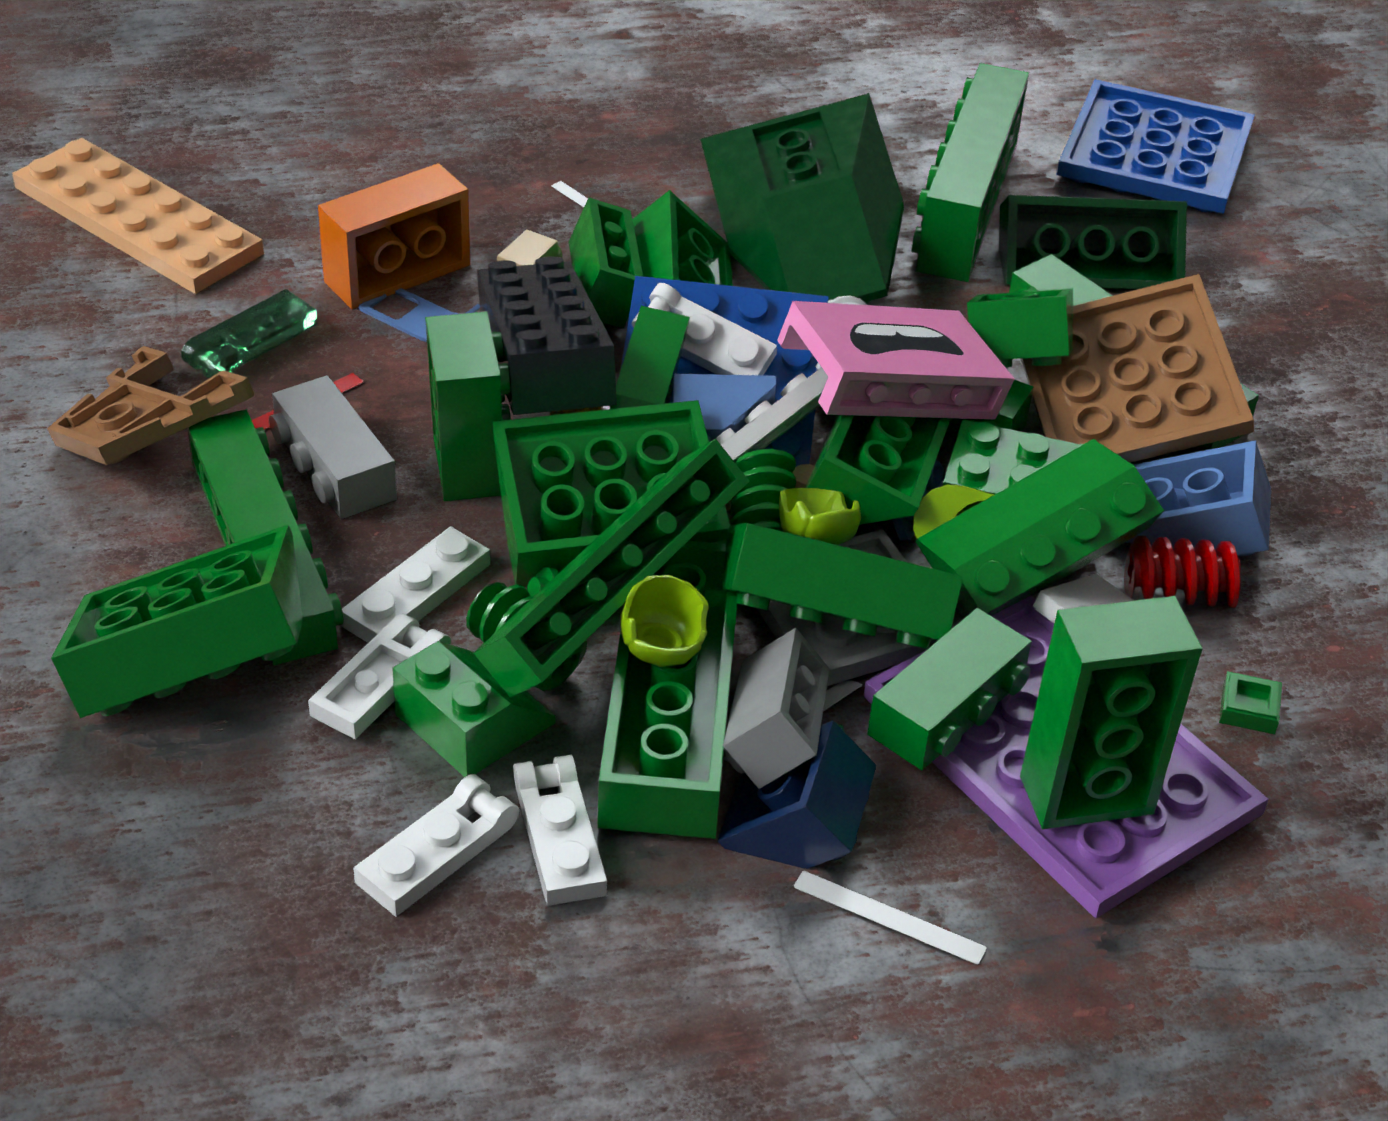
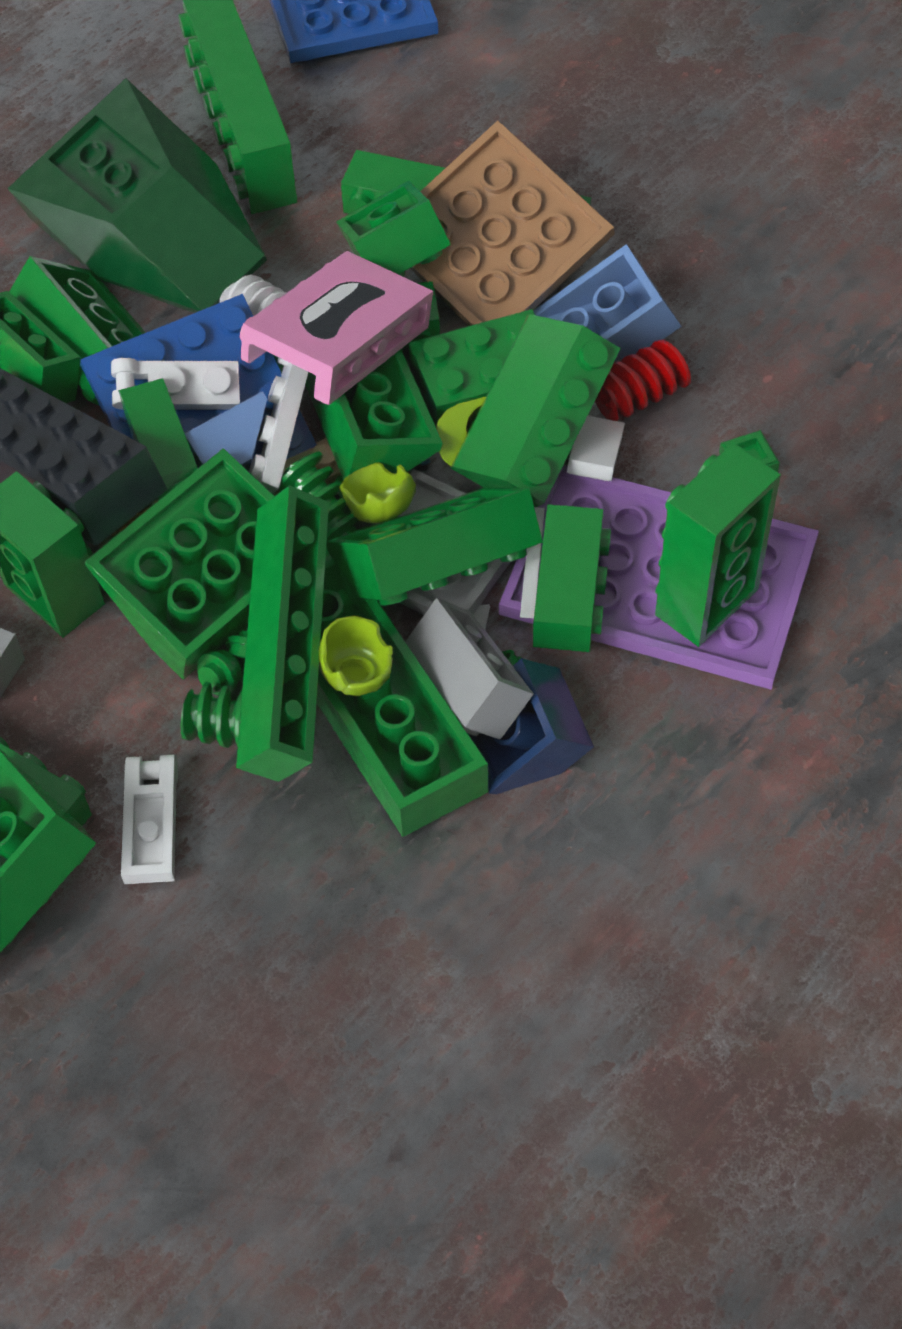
camera: 30 degrees left, 15 degrees up
(417, 583) = (109, 726): white plate -> none
(435, 845) = (303, 927): white plate -> none
(462, 708) = (233, 807): green slope -> none
(560, 832) = (379, 856): white plate -> none
(890, 917) = (641, 774): white sticker -> none
(1104, 239) = (373, 115): dark green slope -> none

